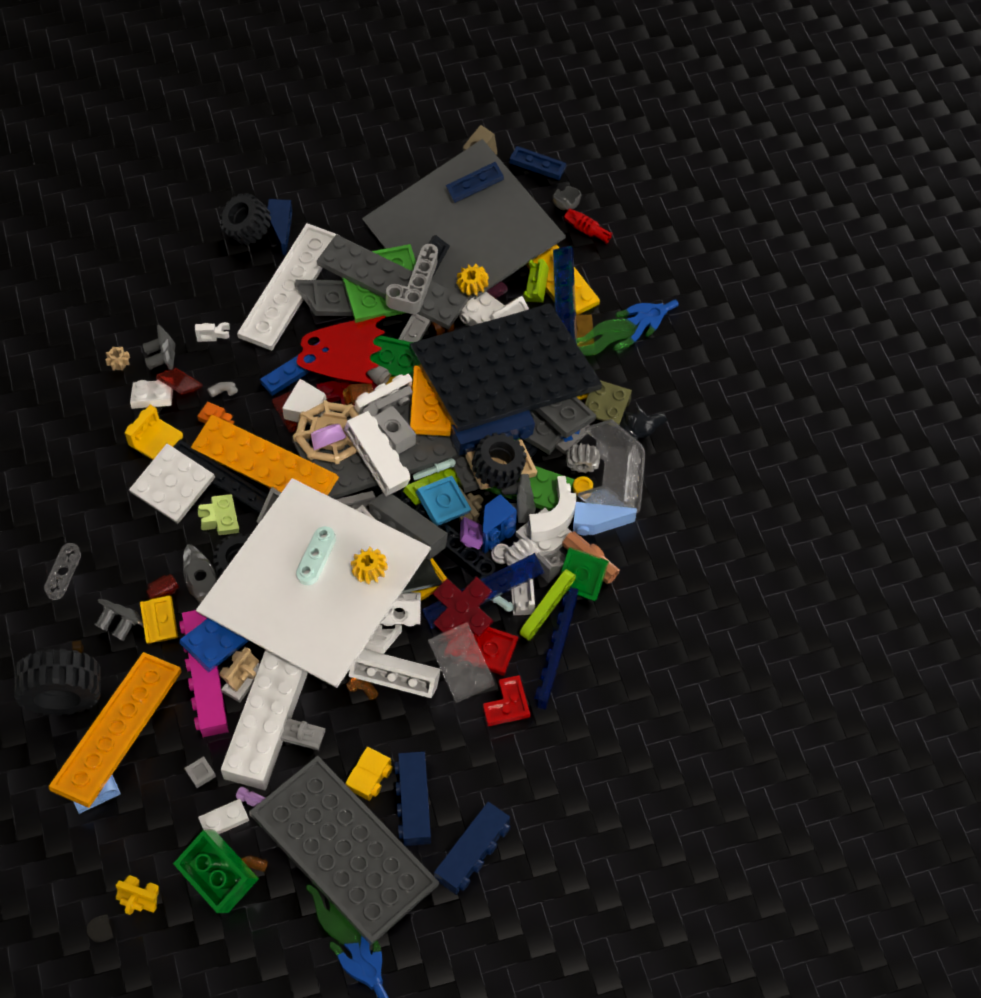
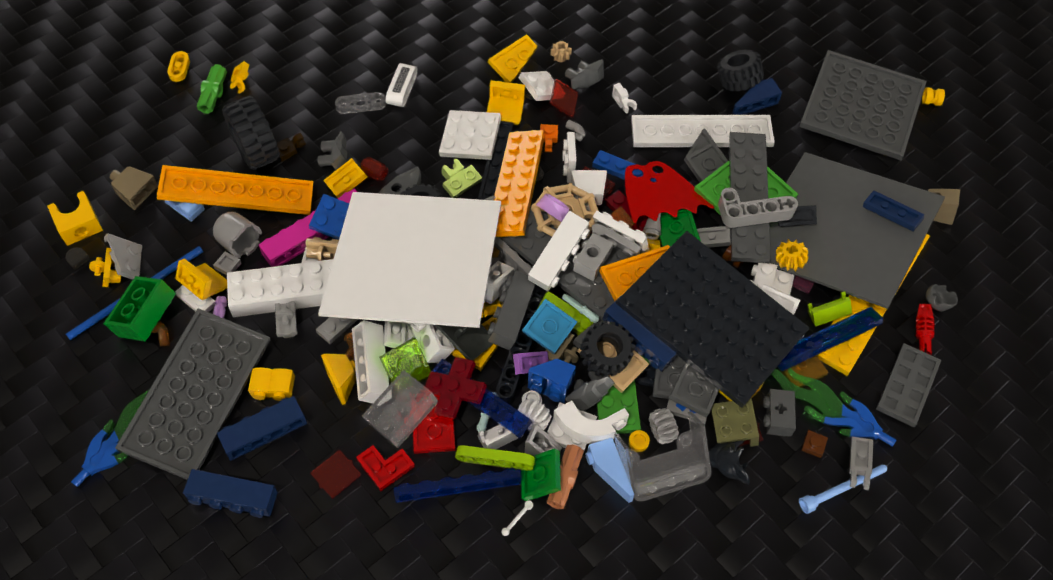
camera: 65 degrees right, 0 degrees up
(37, 840) = (133, 185): none -> dark tan torso
(60, 914) = (77, 224): none -> yellow piece
(66, 521) = (401, 85): none -> white beam
(97, 406) = (513, 58): none -> yellow wing
(135, 871) = (125, 256): none -> light grey wing
(169, 748) = (236, 234): none -> light grey cylinder
(182, 881) = (106, 311): none -> blue piece
(212, 800) = (200, 280): none -> yellow bracket
(260, 405) = (569, 155): none -> white plate
(316, 563) = (433, 247): light aqua plate -> none
(330, 696) = (334, 327): none -> light grey plate
(336, 147) = (863, 104): none -> dark grey plate
(361, 565) = (436, 286): yellow gear -> none
(362, 92) = (933, 96): none -> yellow wheel
(397, 706) = (341, 374): none -> yellow slope
(414, 642) = (407, 358): none -> clear neon green plate
(492, 751) = (335, 474): none -> clear red piece
(537, 163) = (964, 259): dark blue plate -> none
(601, 601) = (528, 506): none -> white hinge
(612, 366) = (780, 412): none -> dark grey brick
(631, 264) = (908, 385): none -> dark grey plate
(649, 358) = (814, 443): none -> reddish brown plate
(684, 332) = (861, 460): none -> light grey hinge
(700, 387) = (809, 503): none -> light blue piece

